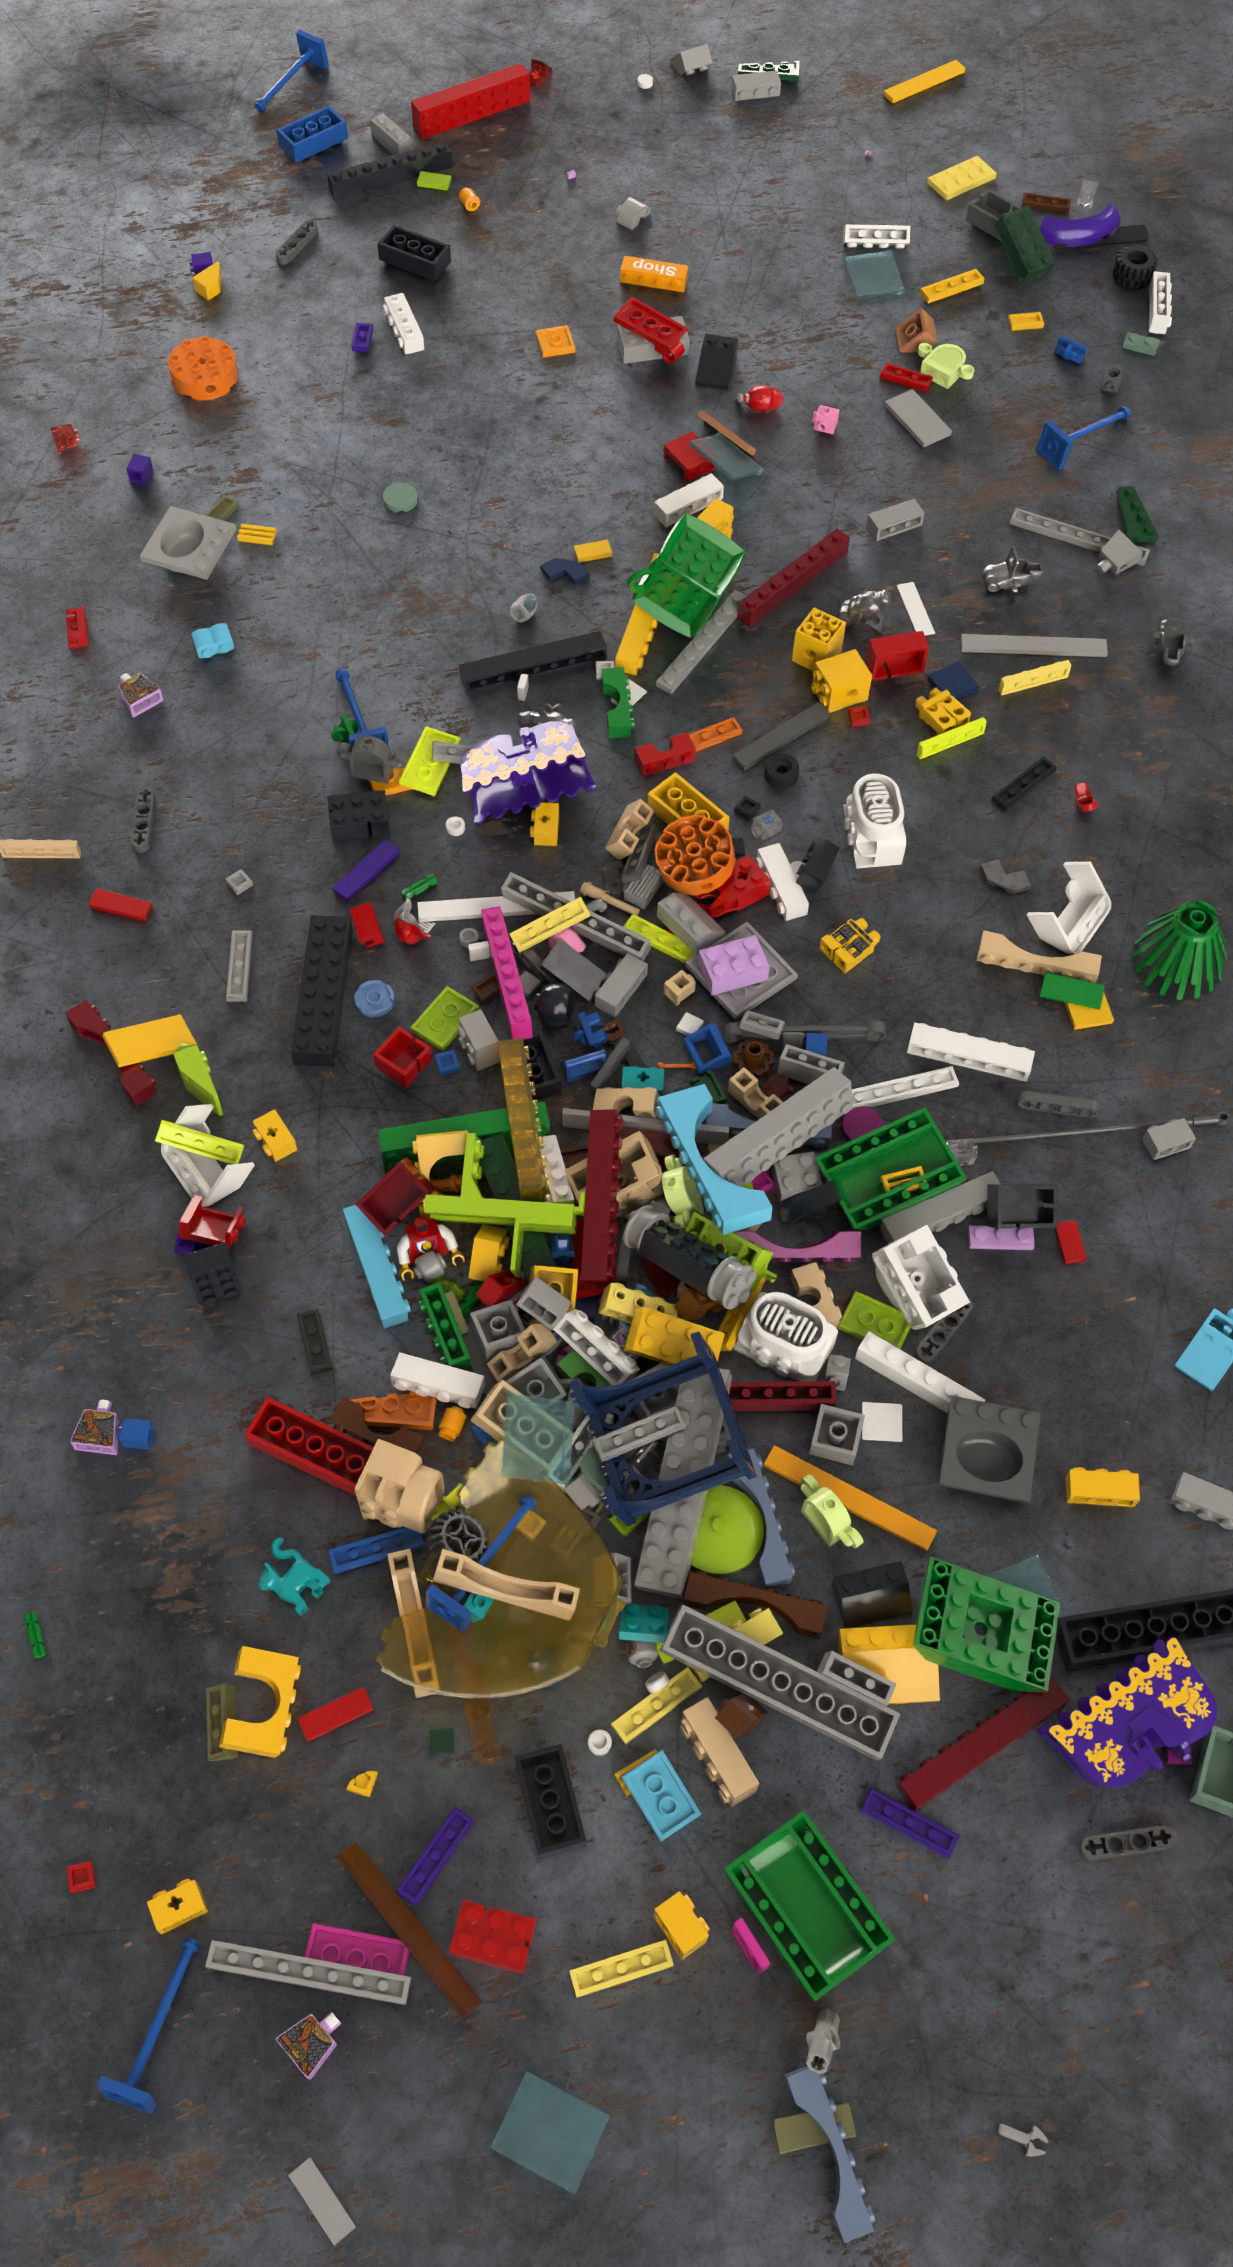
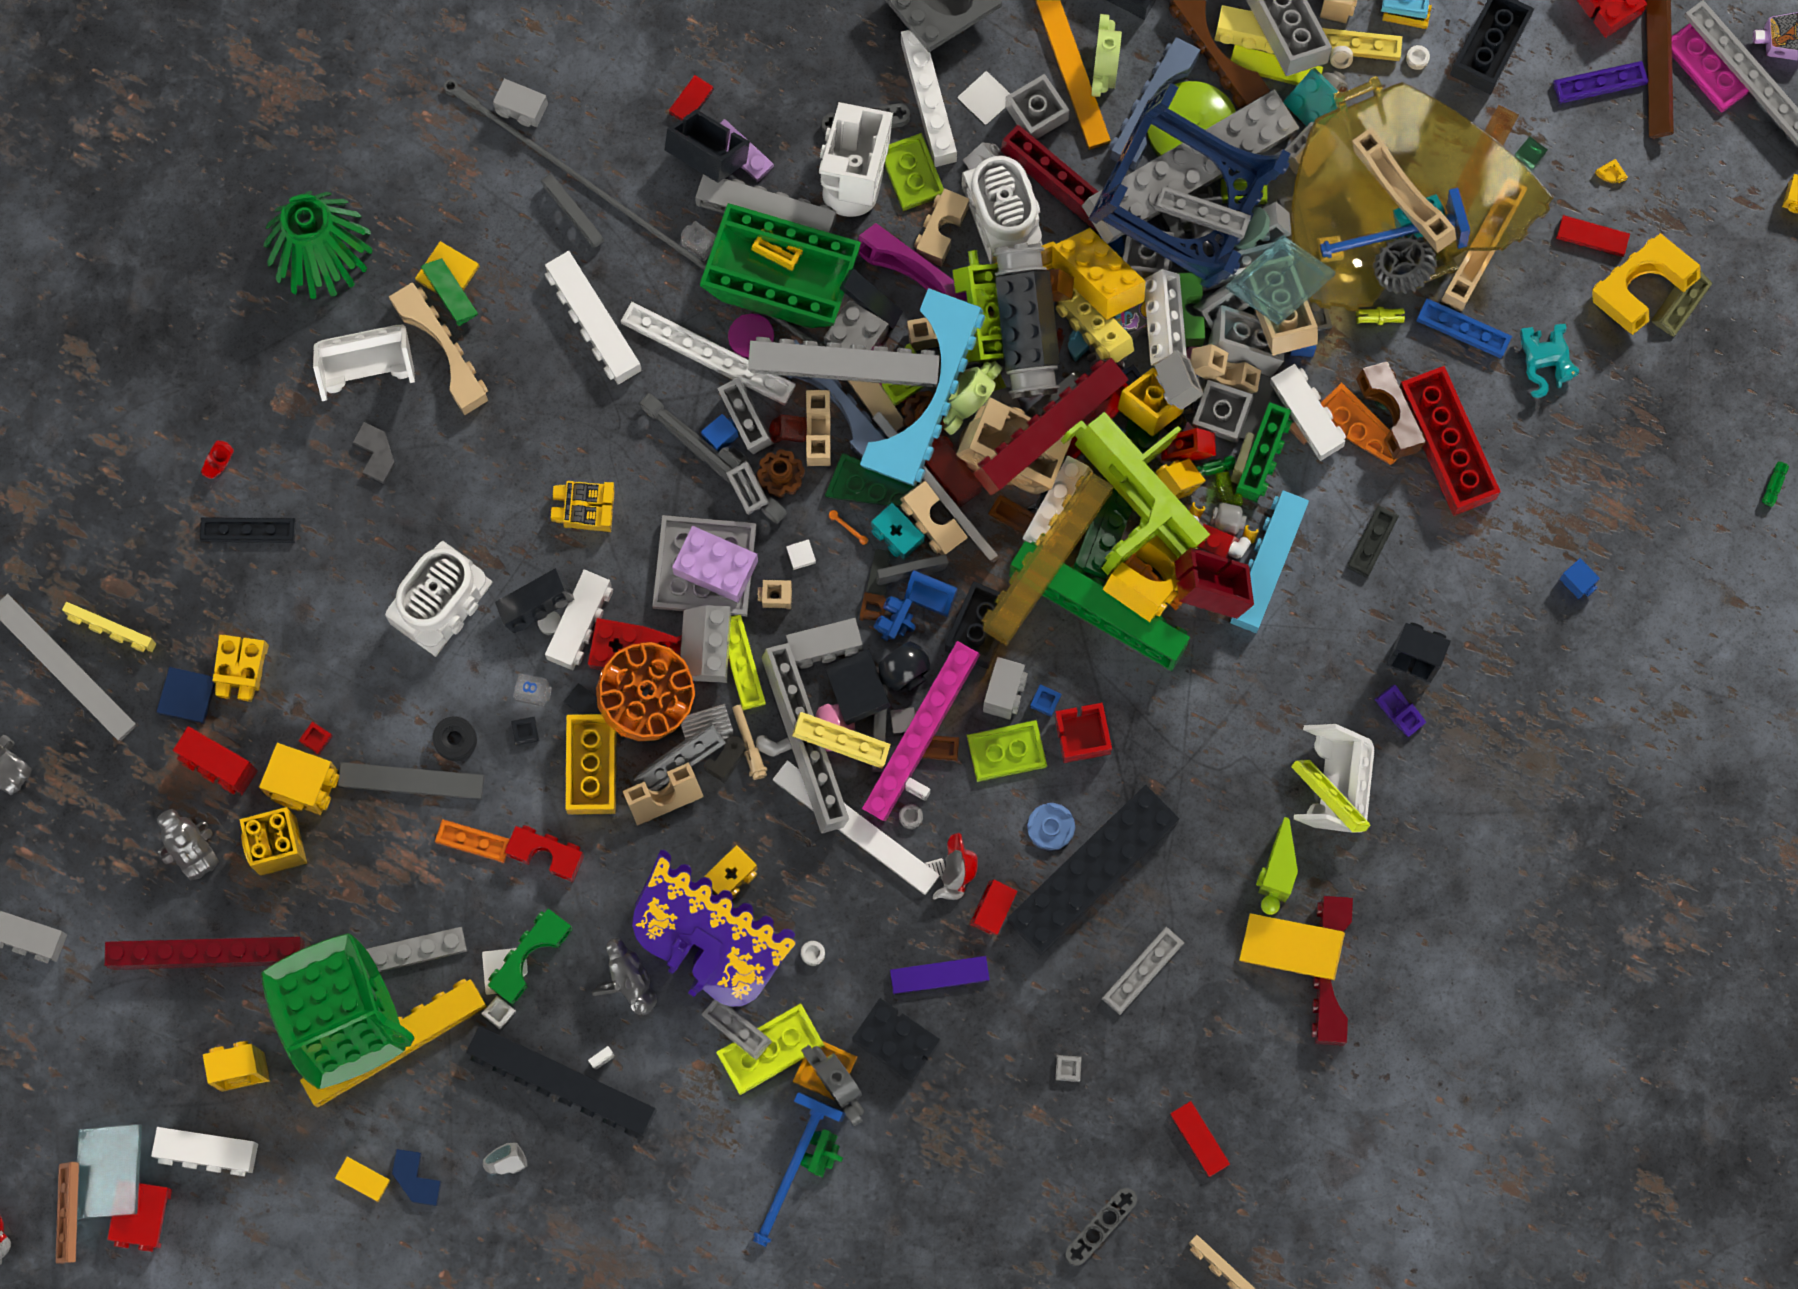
camera: 135 degrees left, 15 degrees up
(97, 1430) = (1608, 608): torso -> none
(210, 1225) = (1378, 710): red panel -> none
(271, 1125) = (1254, 743): yellow brick -> none
(399, 1488) = (1418, 333): tan brick -> none
(419, 886) = (907, 912): green axle -> none
(451, 1423) = (1323, 374): light orange brick -> none
(716, 1043) = (800, 510): blue tile -> none
(915, 608) = (122, 815): white sticker -> none
(951, 738) = (262, 631): neon yellow tile -> none

